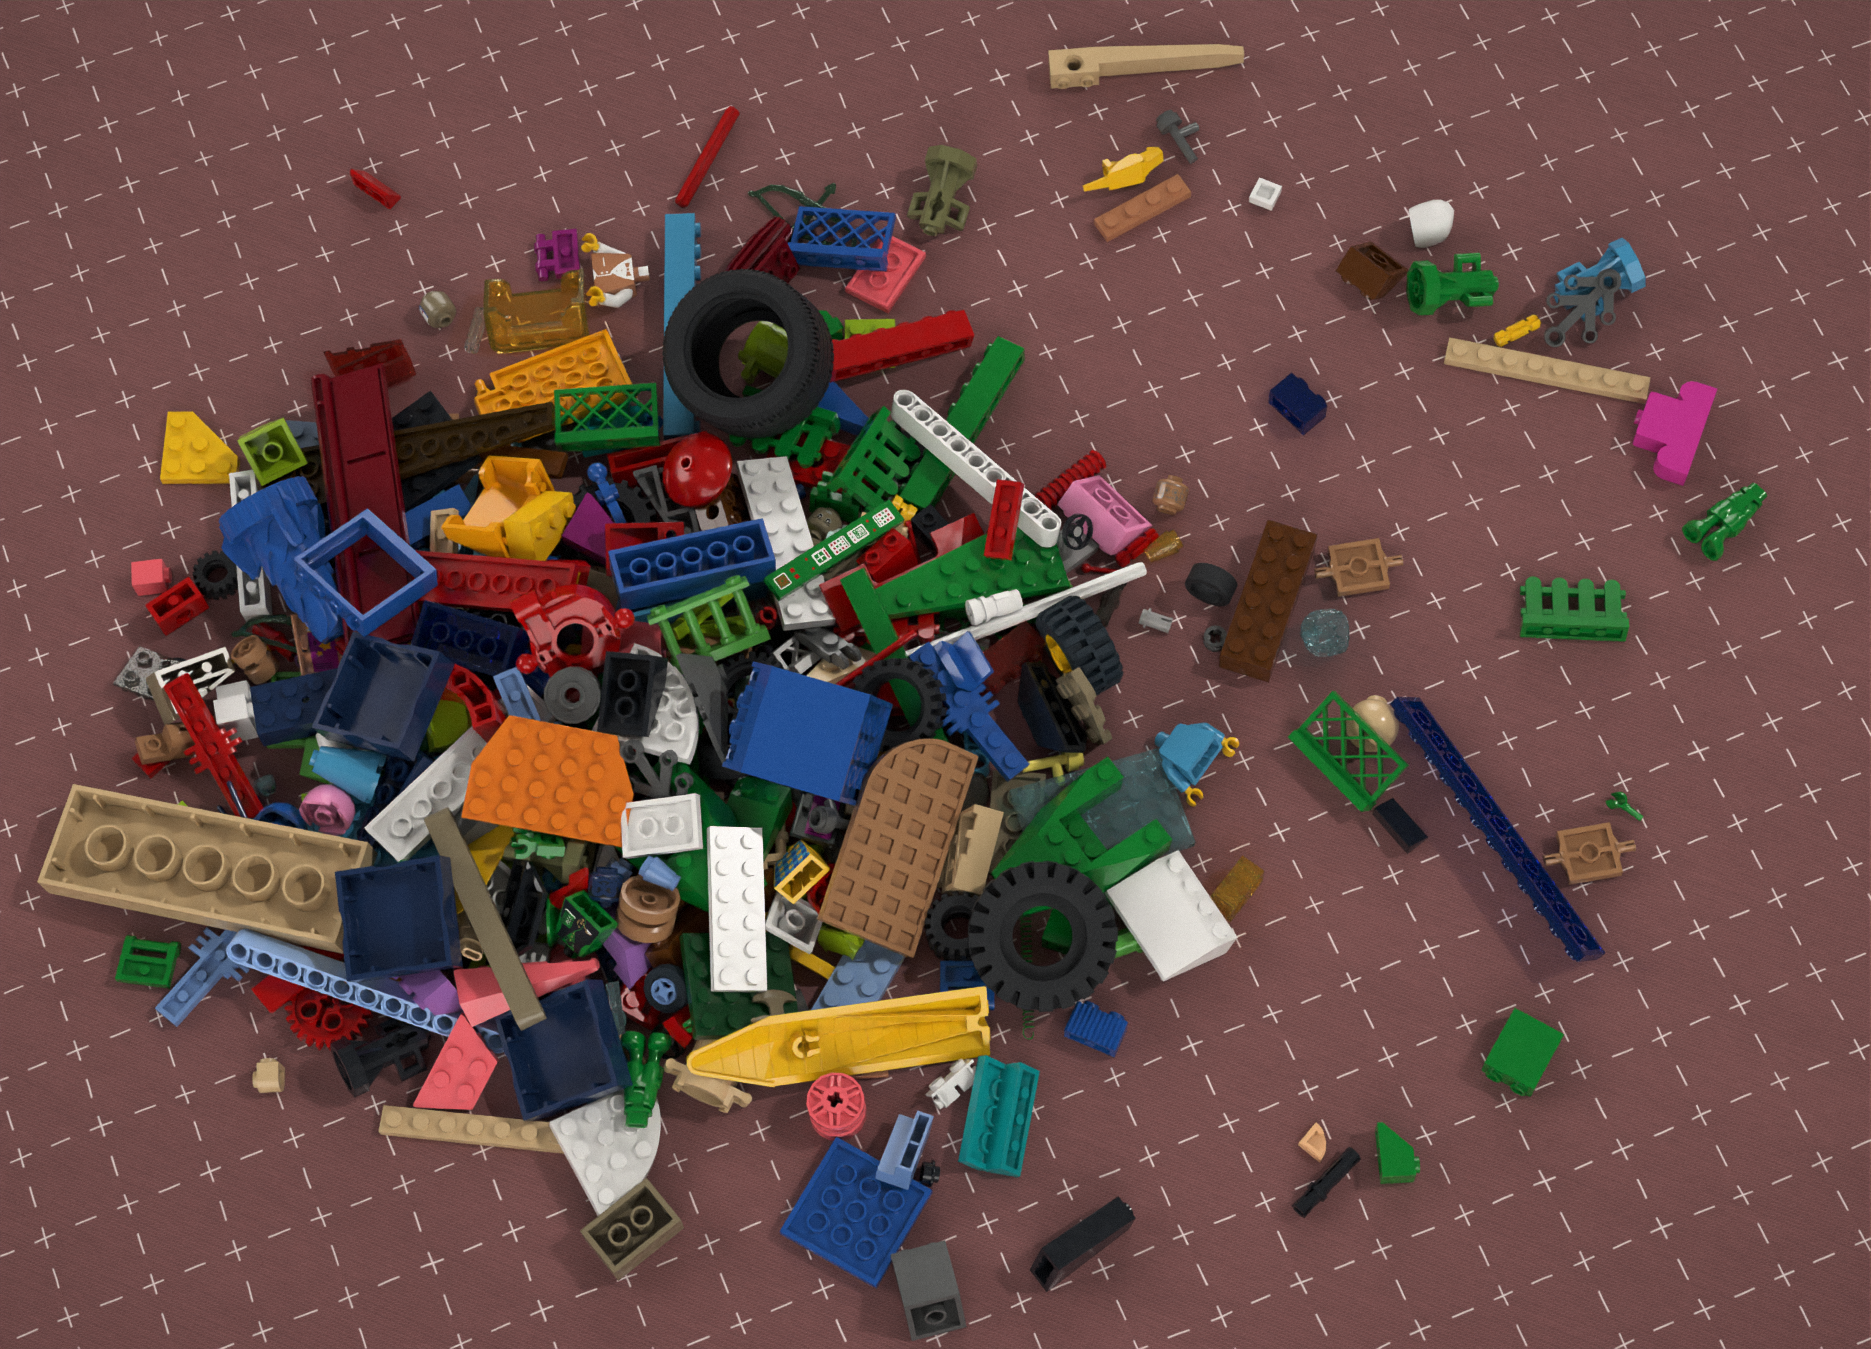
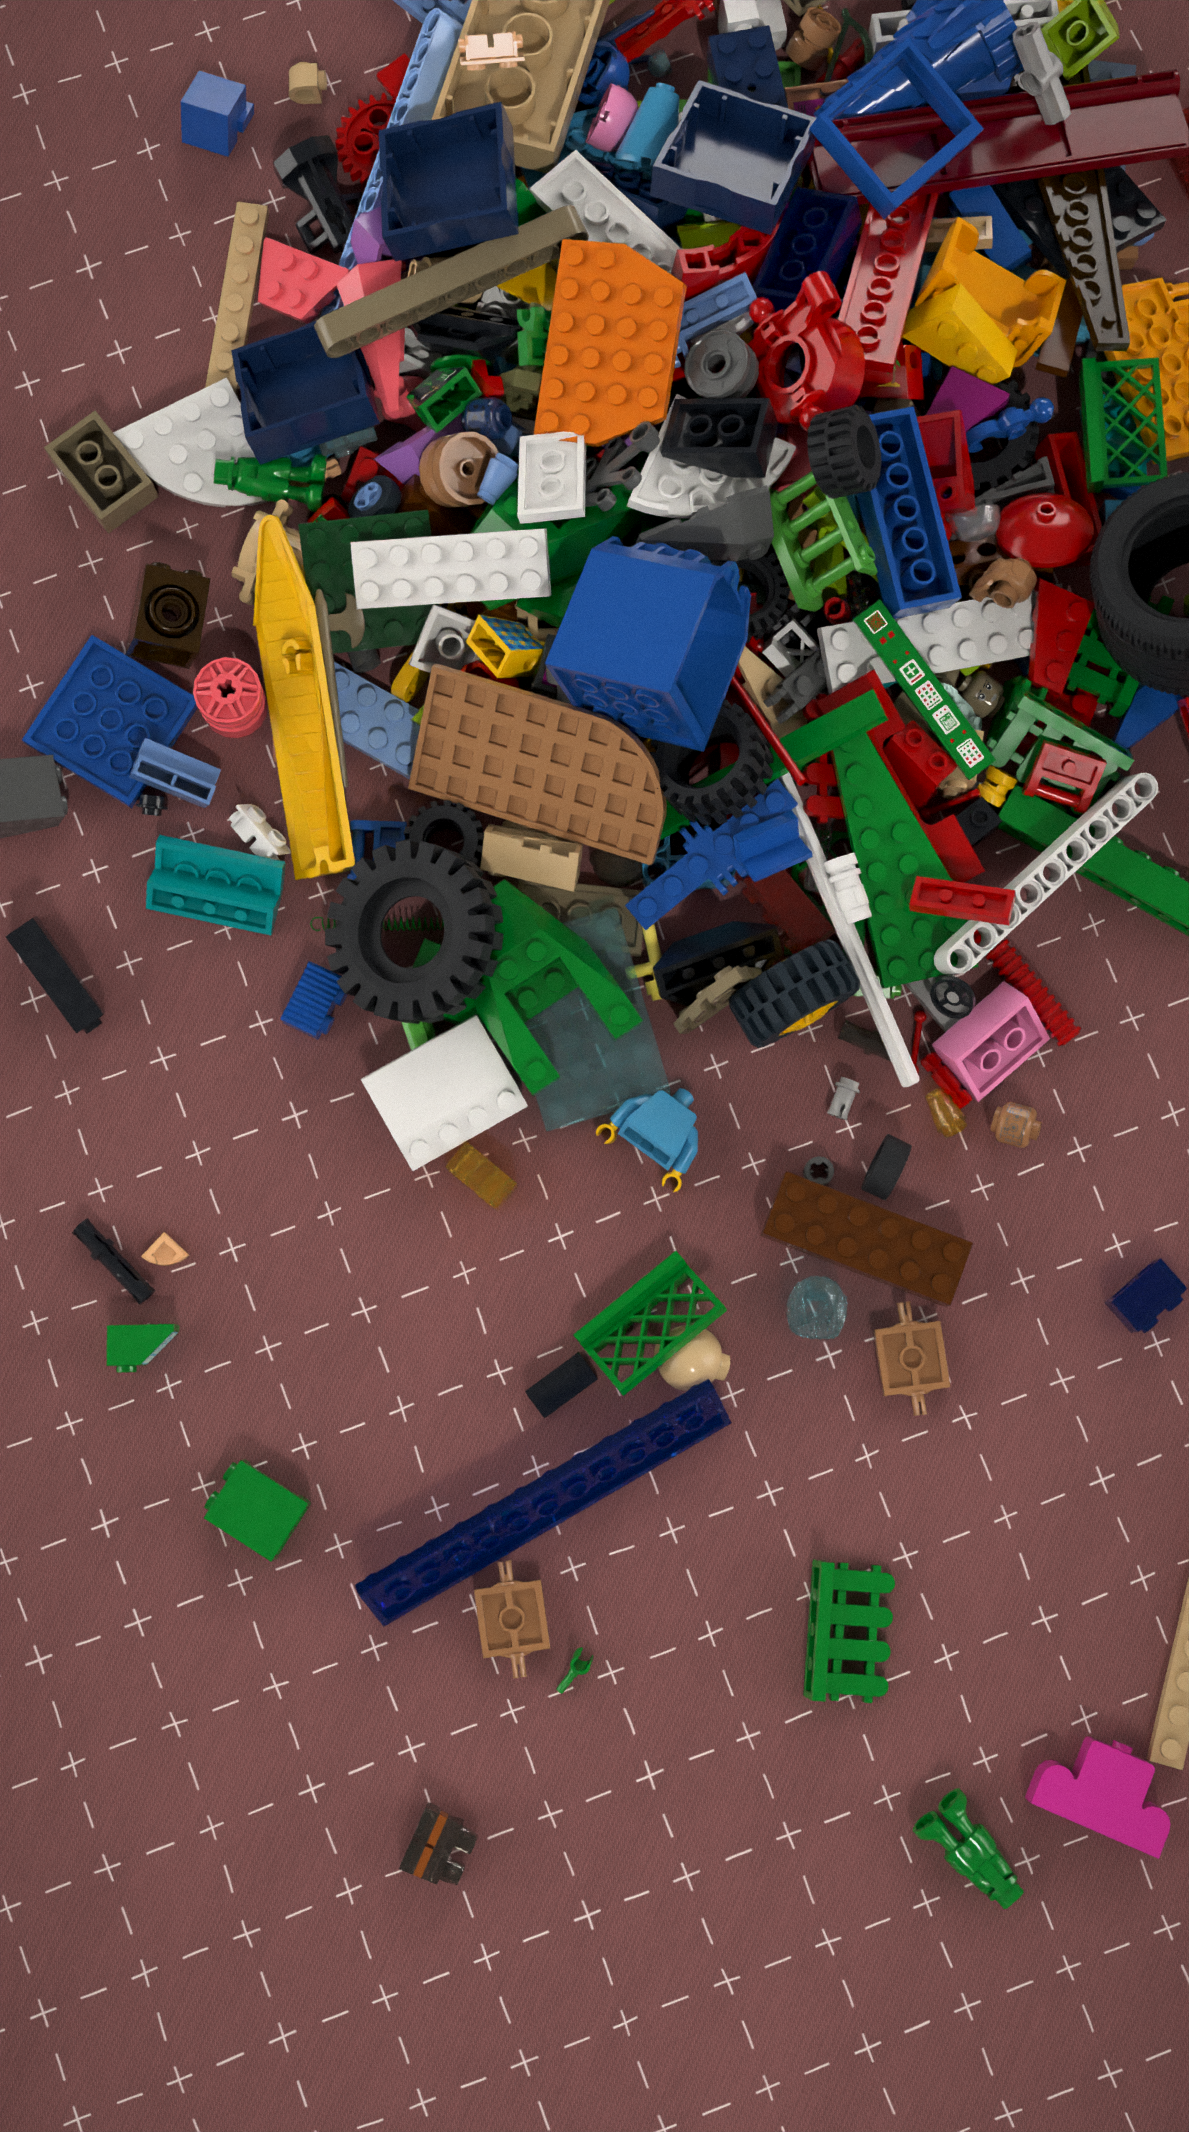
camera: 85 degrees right, 15 degrees up
(277, 905) = (502, 52): none -> light nougat hinge
(297, 1153) = (214, 113): none -> blue plate
(323, 465) = (1041, 73): none -> light grey piece
(656, 590) = (844, 452): none -> black tyre
(694, 515) = (975, 523): none -> clear helmet
(743, 493) = (1006, 582): none -> medium nougat head
(766, 1158) = (169, 596): none -> dark brown brick
(775, 460) = (1058, 632): none -> red wing
(888, 456) = (1068, 767): none -> red plate
(1784, 906) = (432, 1845): none -> clear smoke hips

